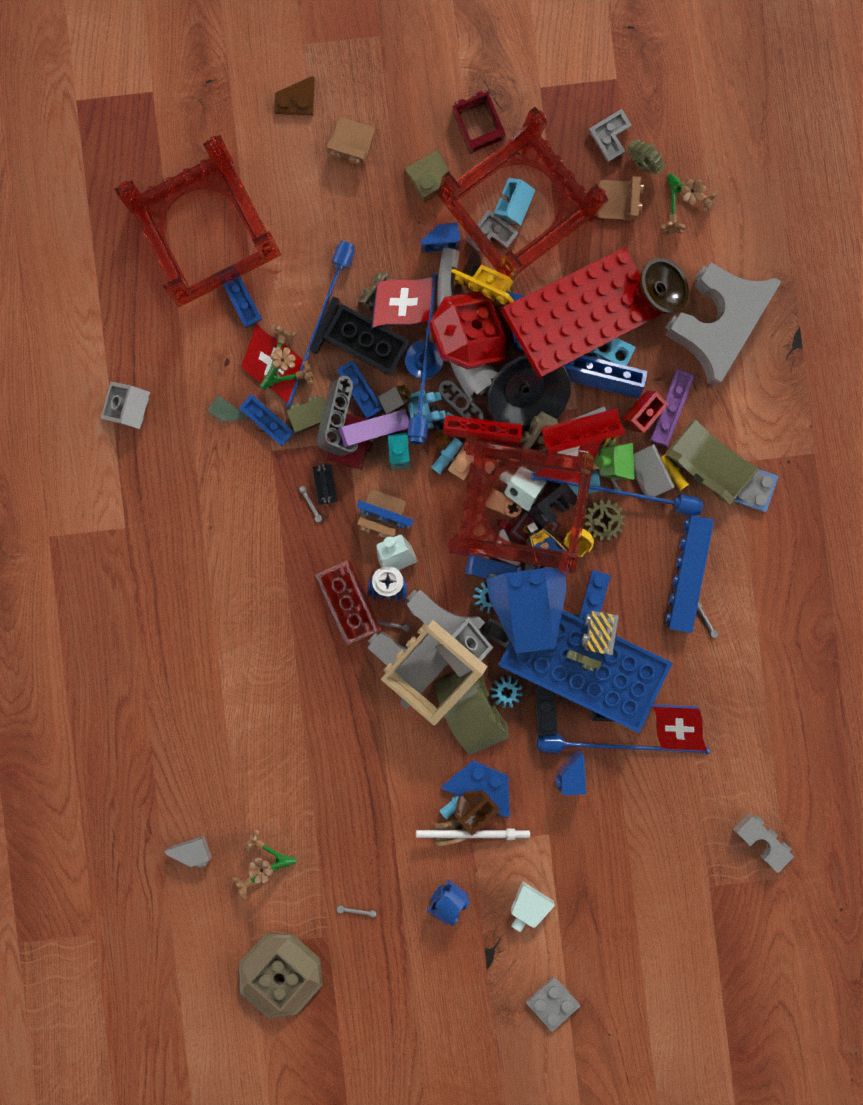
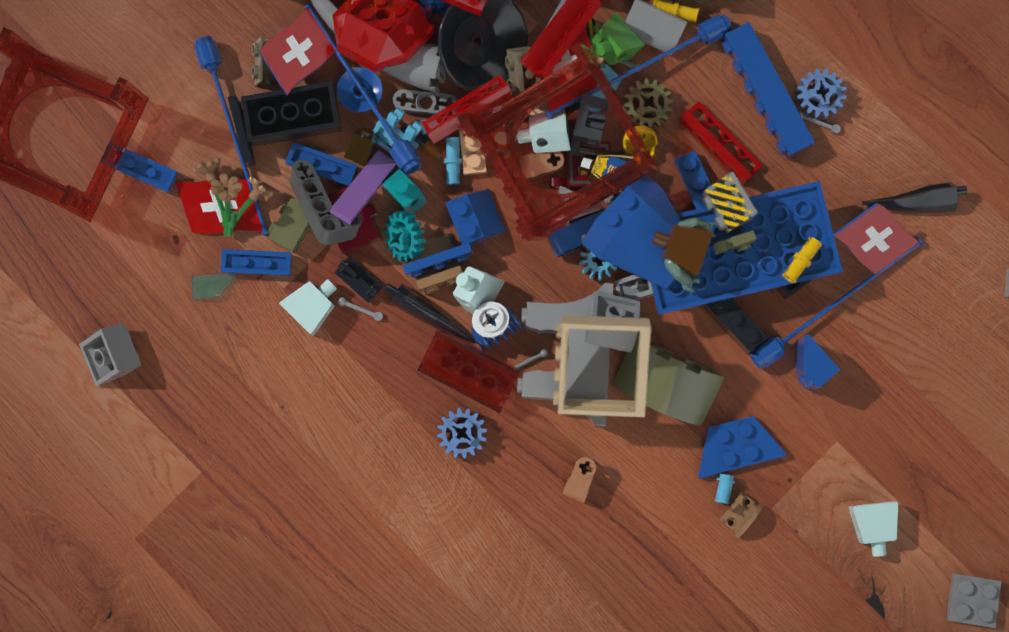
camera: 30 degrees left, 5 degrees down
(279, 476) = (310, 305): none -> light aqua torso
(303, 640) = (469, 423): none -> medium blue gear
(351, 539) = (423, 310): none -> black piece
(362, 730) = (579, 483): none -> nougat piece
(375, 480) = (404, 236): none -> teal gear
(432, 504) = (475, 217): none -> blue slope
(448, 903) = (795, 582): blue brick -> none
(475, 810) = (748, 472): reddish brown slope -> none
(502, 697) = (683, 328): medium azure gear -> none
(509, 834) = (799, 470): white bar -> none
(548, 639) = (685, 249): none -> reddish brown torso
(618, 705) = (802, 260): none -> yellow pin
(625, 586) = (716, 146): none -> red fence
(719, 610) = (820, 84): none -> medium blue gear
(735, 727) = (928, 199): none -> black piece

